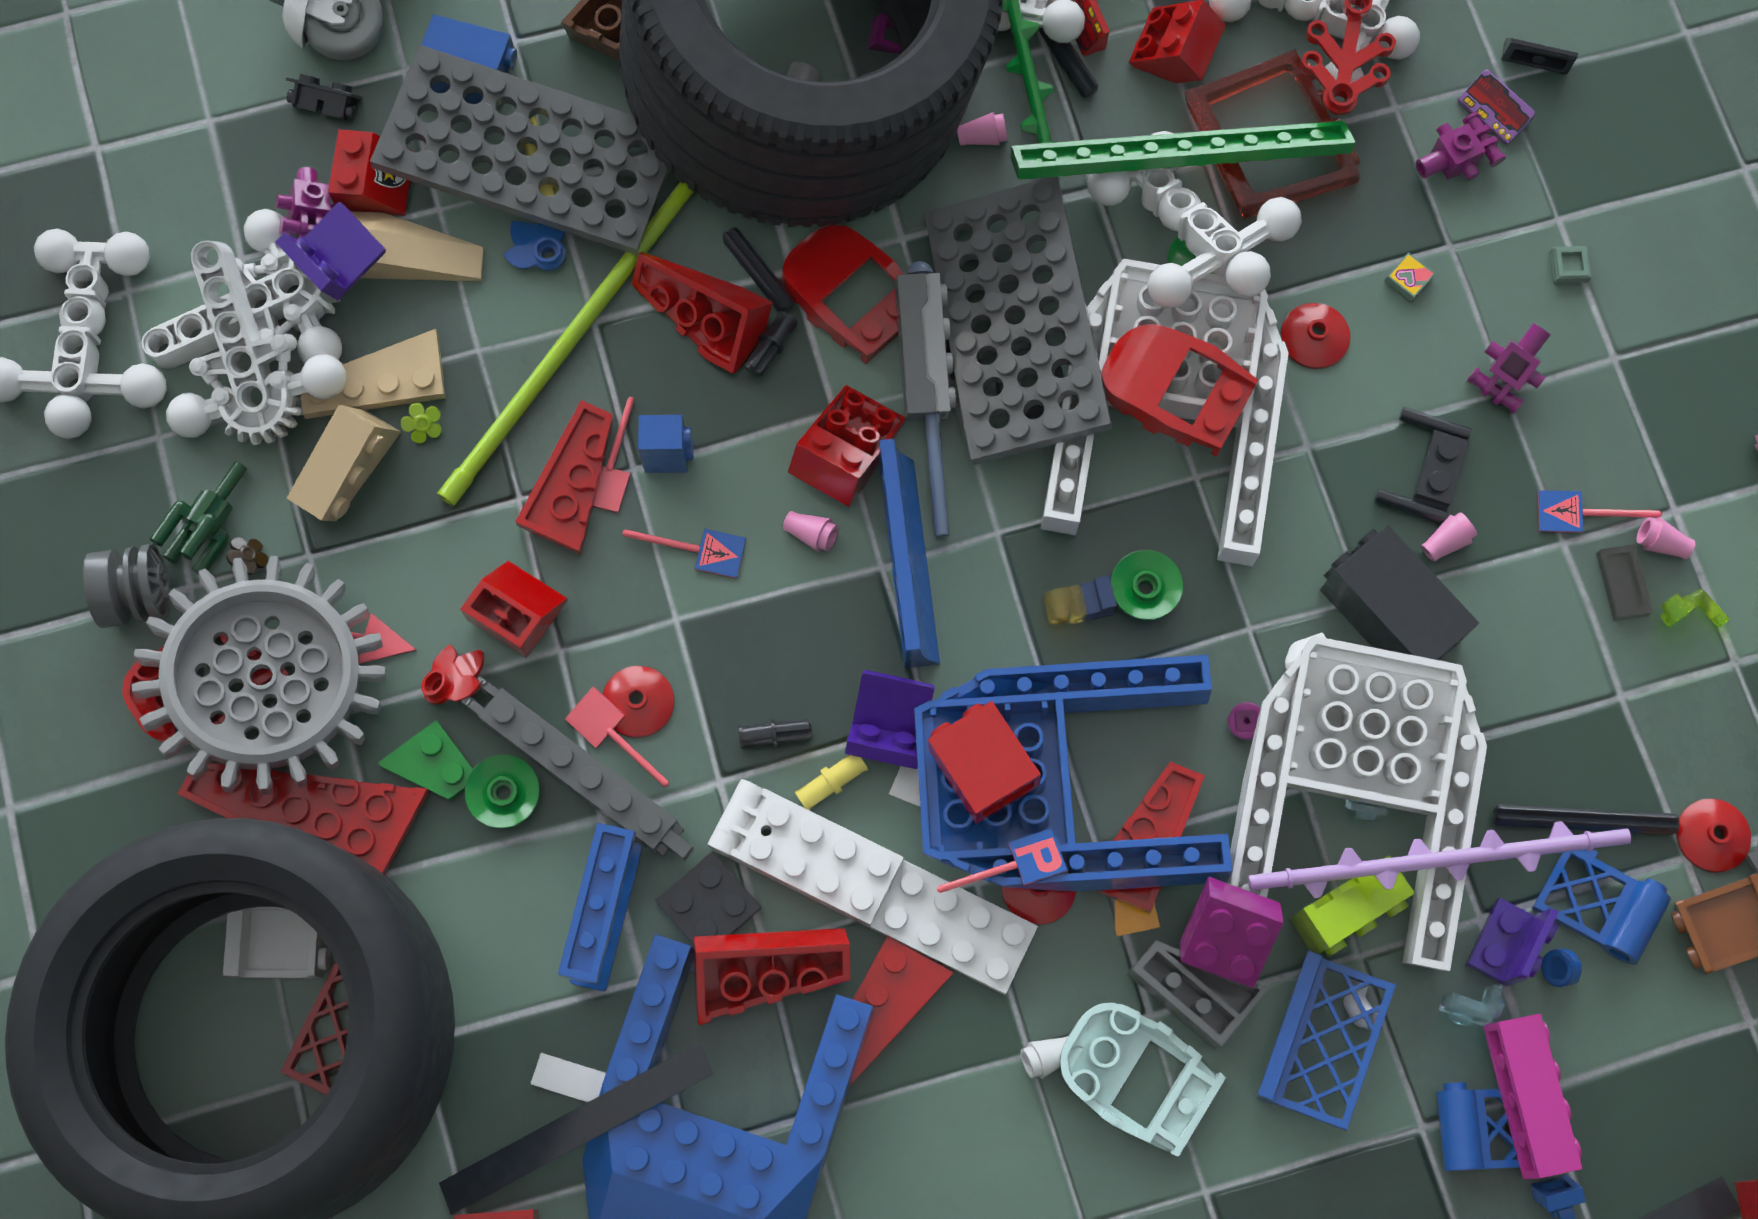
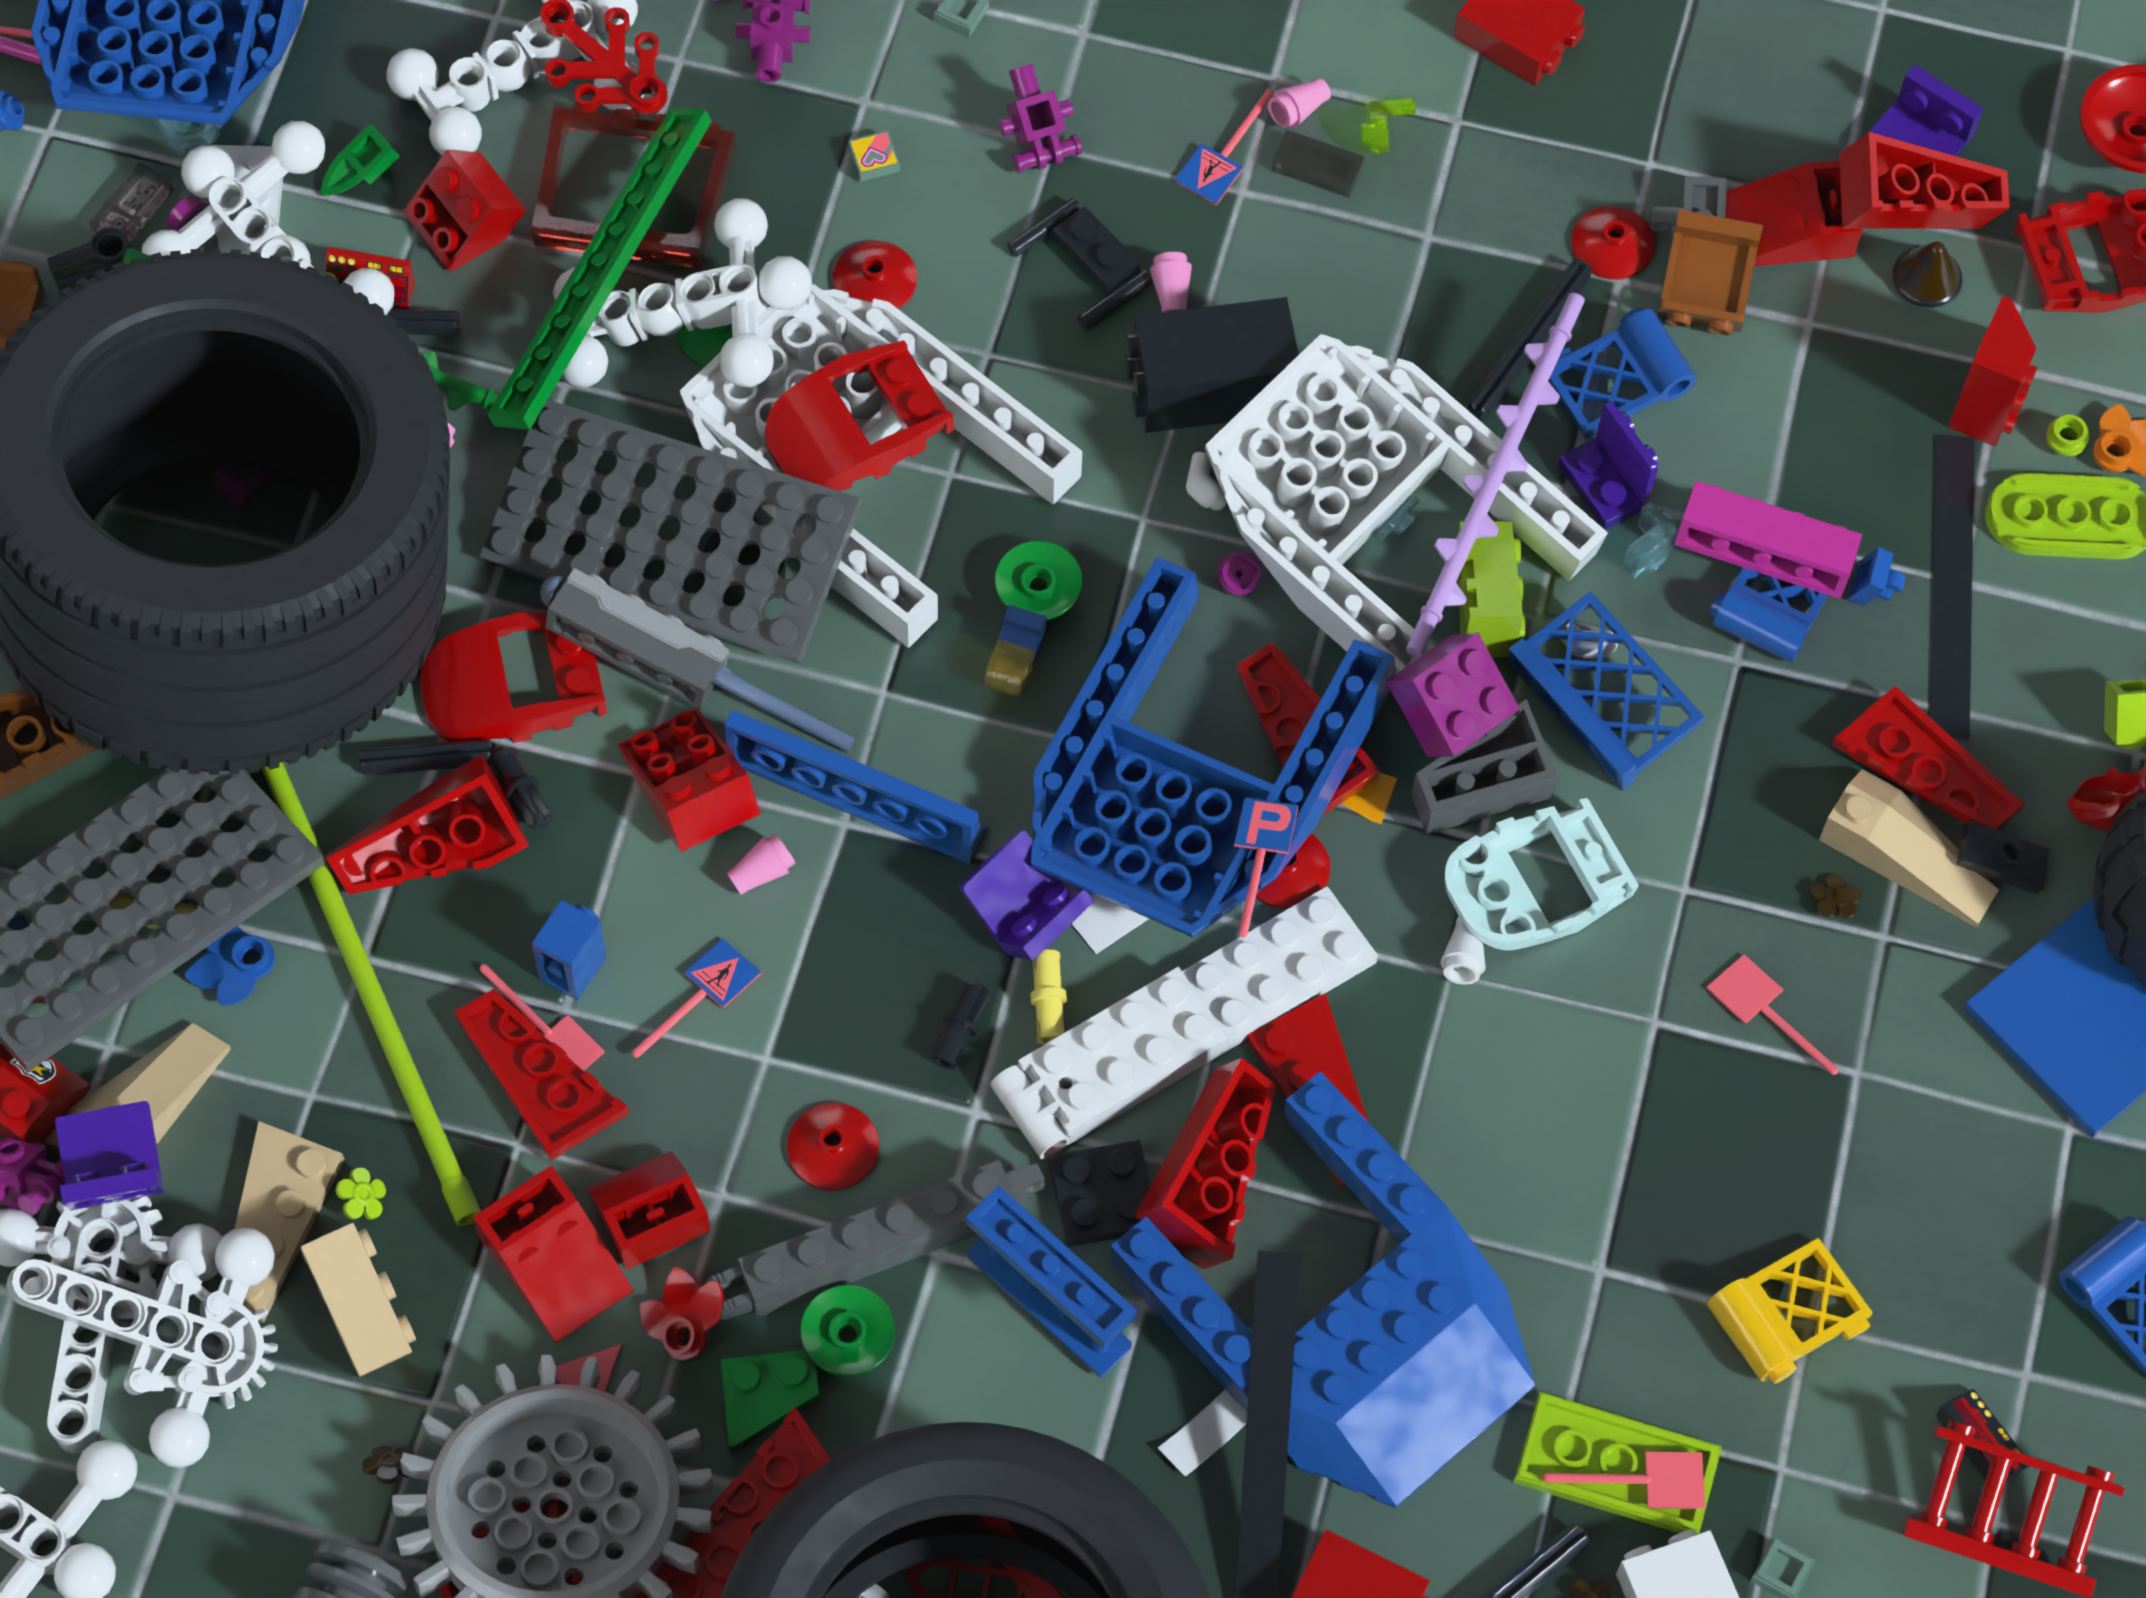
camera: 60 degrees left, 10 degrees down
(200, 522) = (318, 1486): dark green plant -> none
(444, 565) = (552, 1254): none -> red slope
(595, 720) = (827, 1197): coral piece -> none
(983, 761) = (1134, 819): red brick -> none
(1561, 967) = (1664, 441): blue tile -> none

